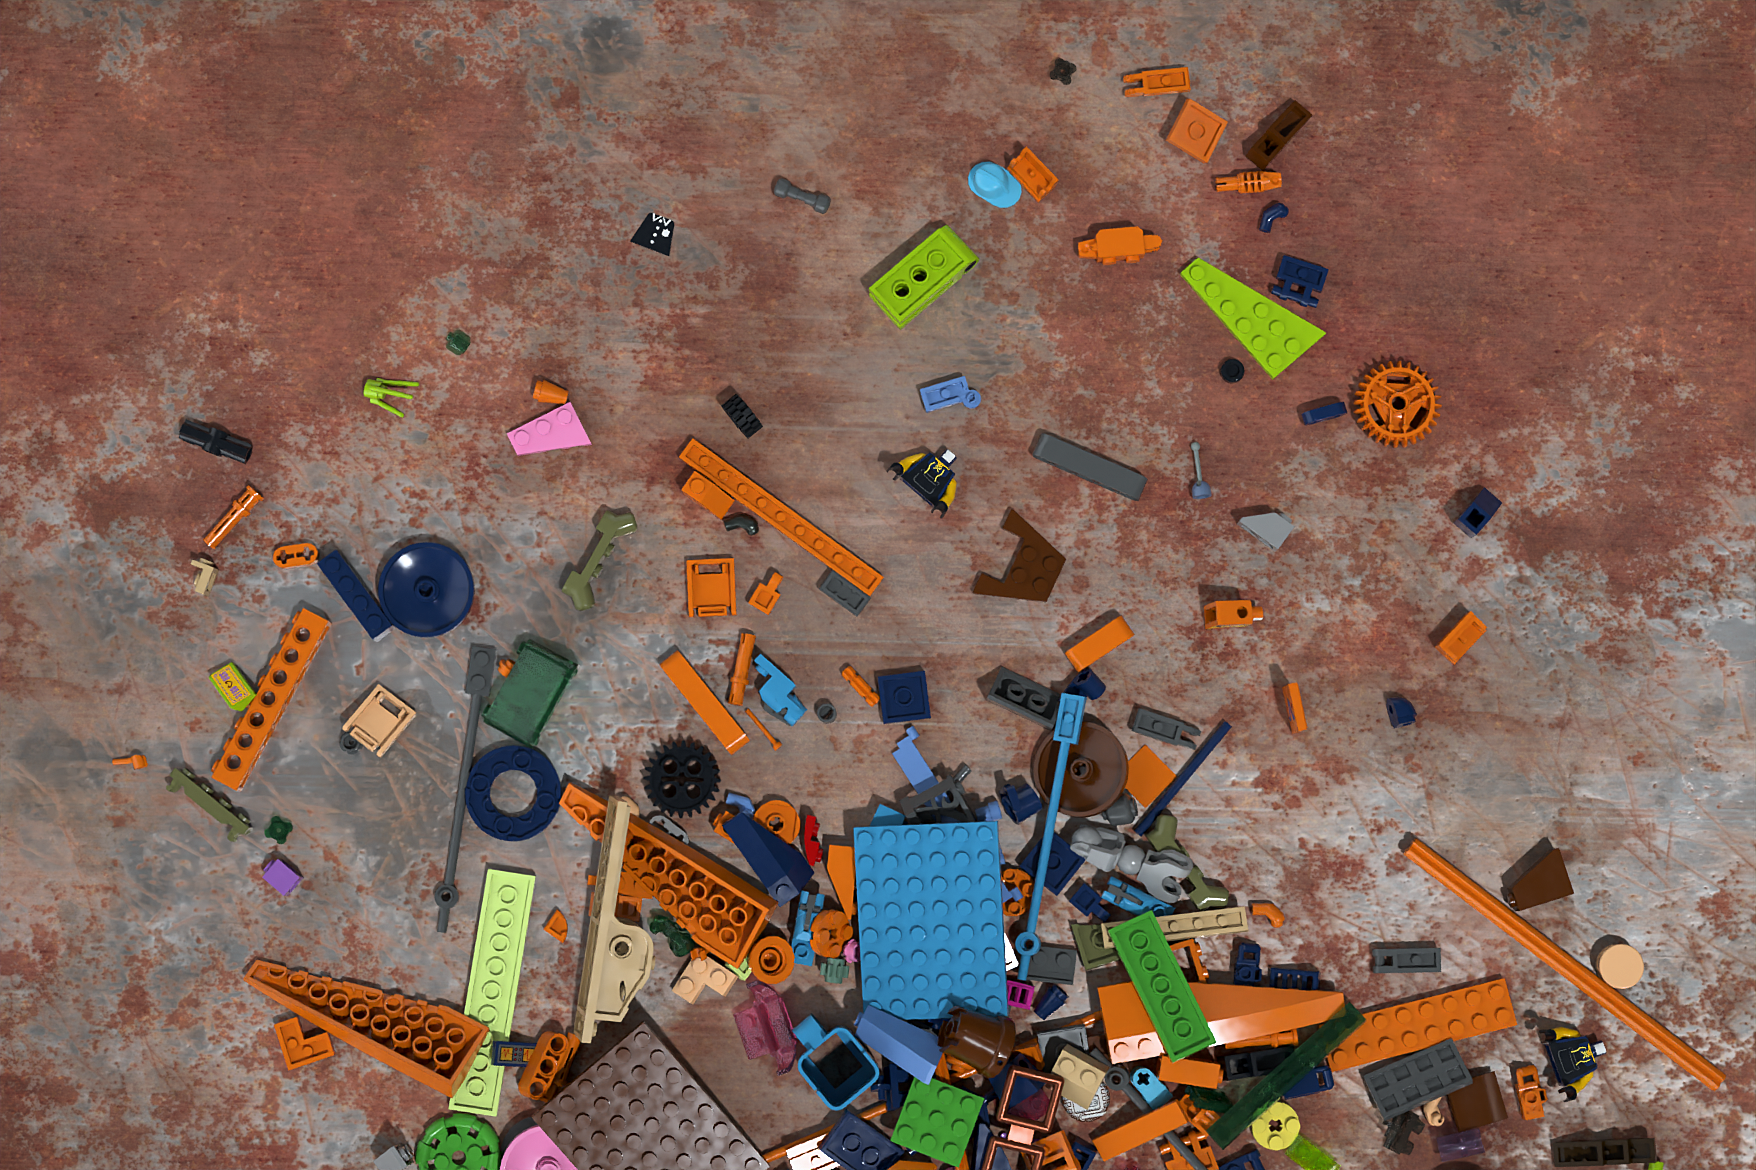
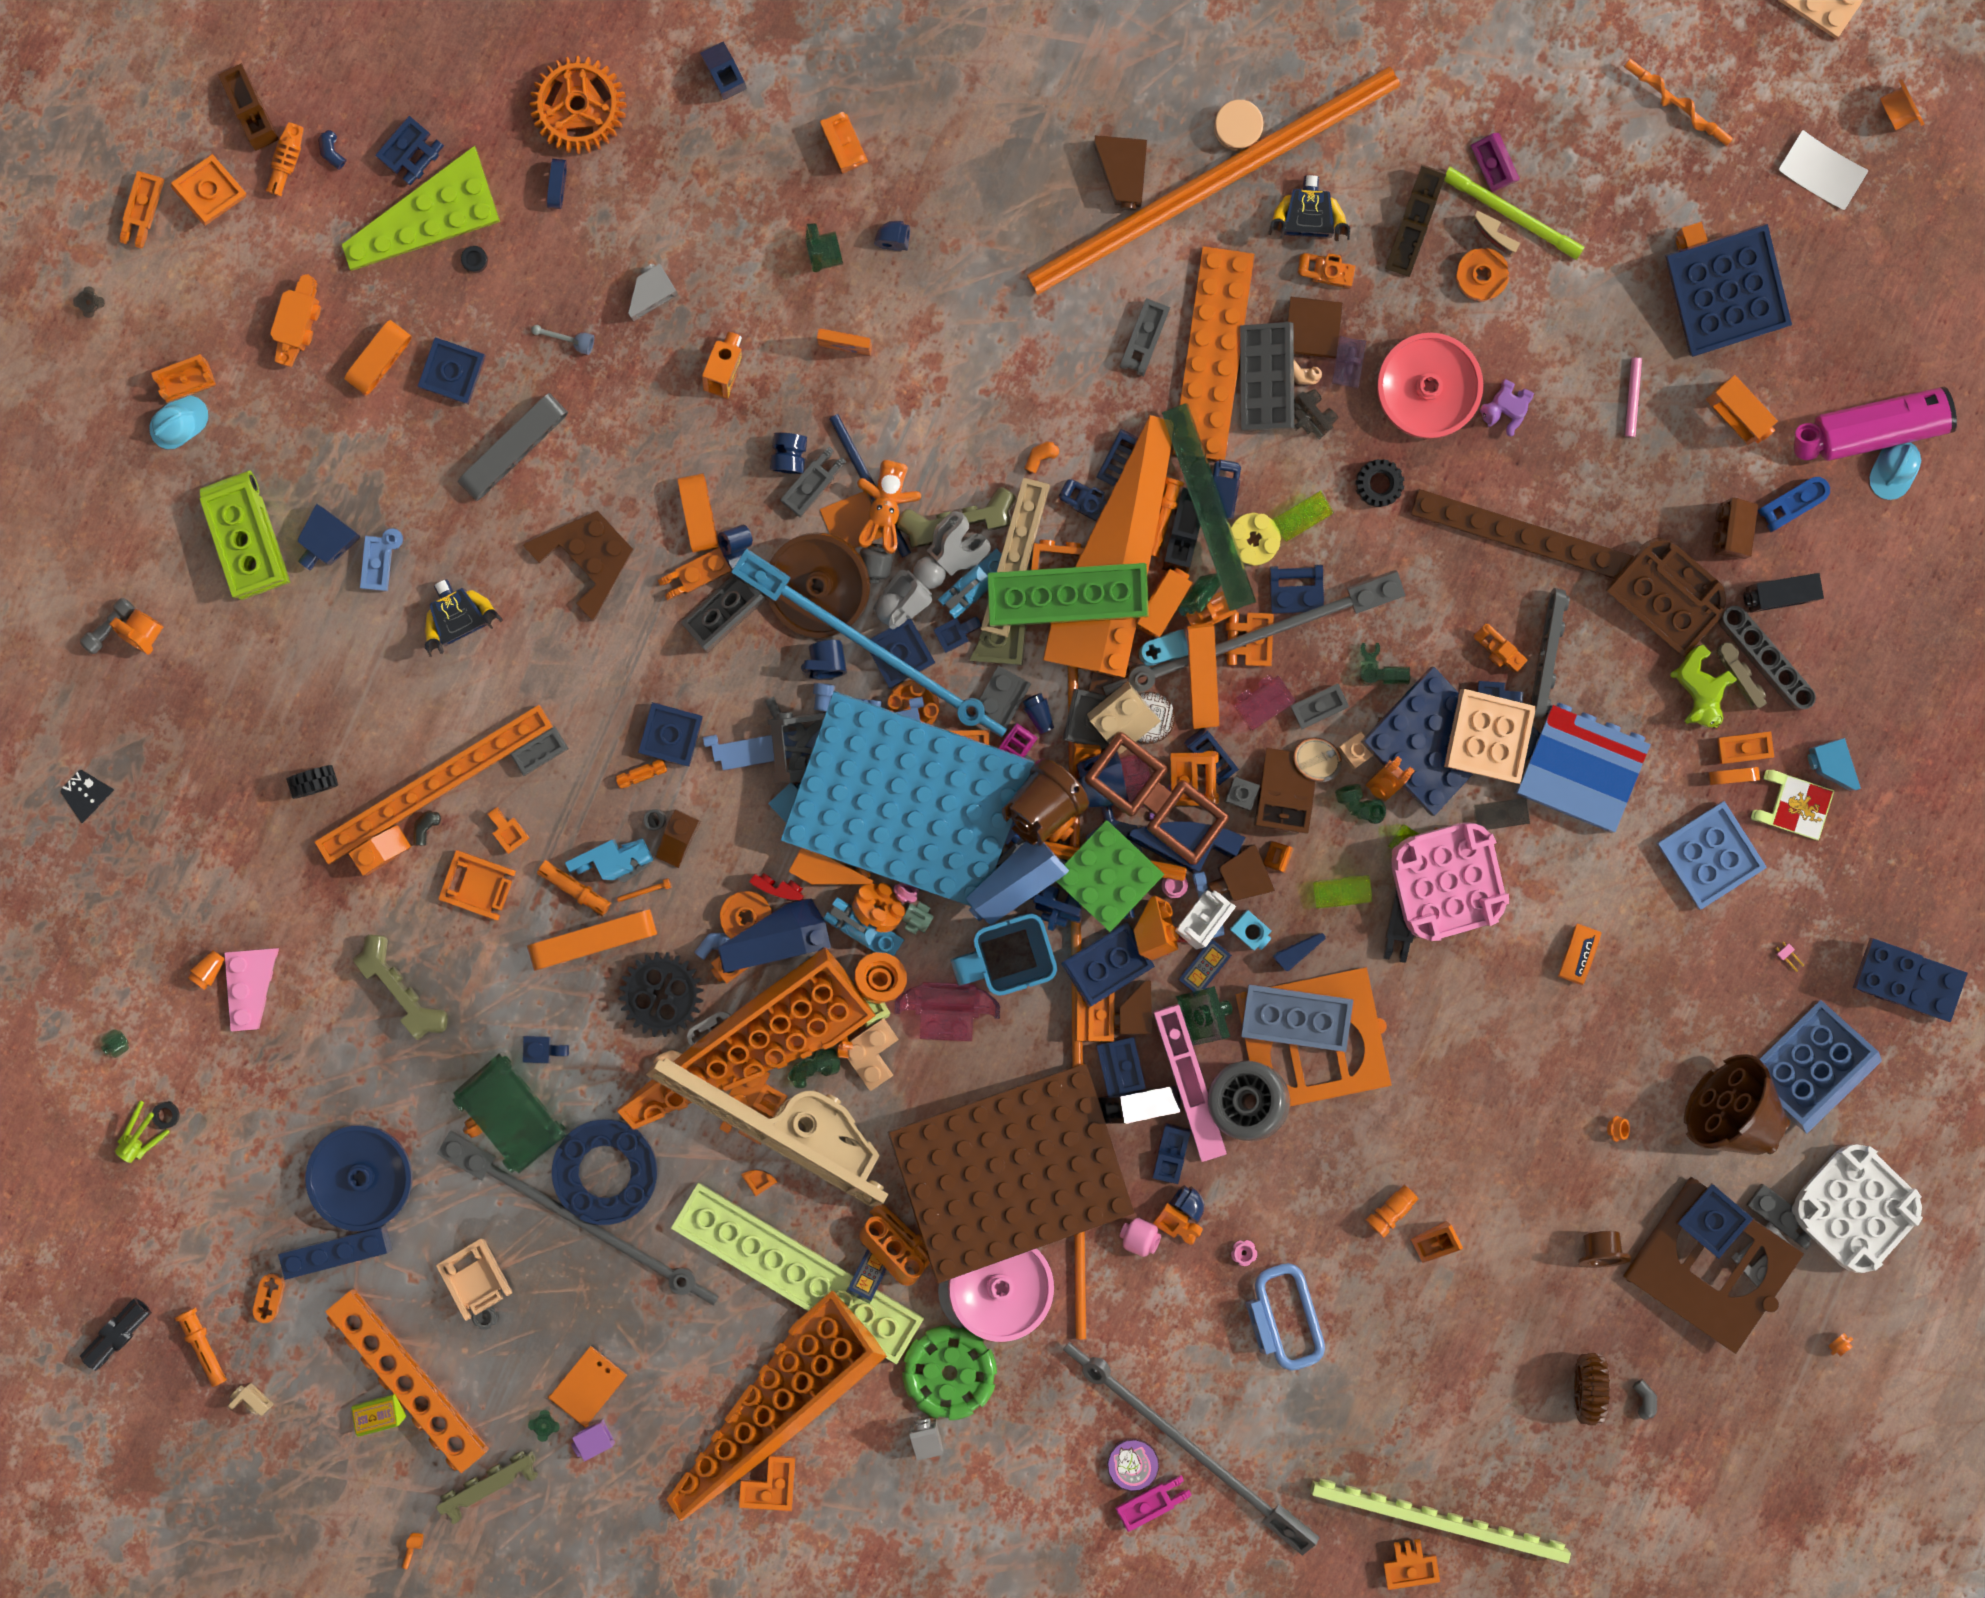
camera: 65 degrees left, 5 degrees up
(326, 853) = (587, 1386): none -> orange container
(419, 416) = (175, 1115): none -> black piece
(594, 697) = (539, 1049): none -> dark blue plate
(808, 222) = (138, 630): none -> orange piece
(818, 739) = (677, 838): none -> reddish brown slope
(948, 343) = (325, 538): none -> dark blue torso
(1048, 664) = (697, 573): none -> orange hinge
(1117, 325) = (378, 357): none -> orange beam
(1131, 390) = (451, 370): none -> dark blue plate
(1167, 800) = (884, 510): none -> orange animal
(1181, 699) = (788, 453): none -> dark blue wheel
(1364, 657) = (822, 249): none -> clear green piece

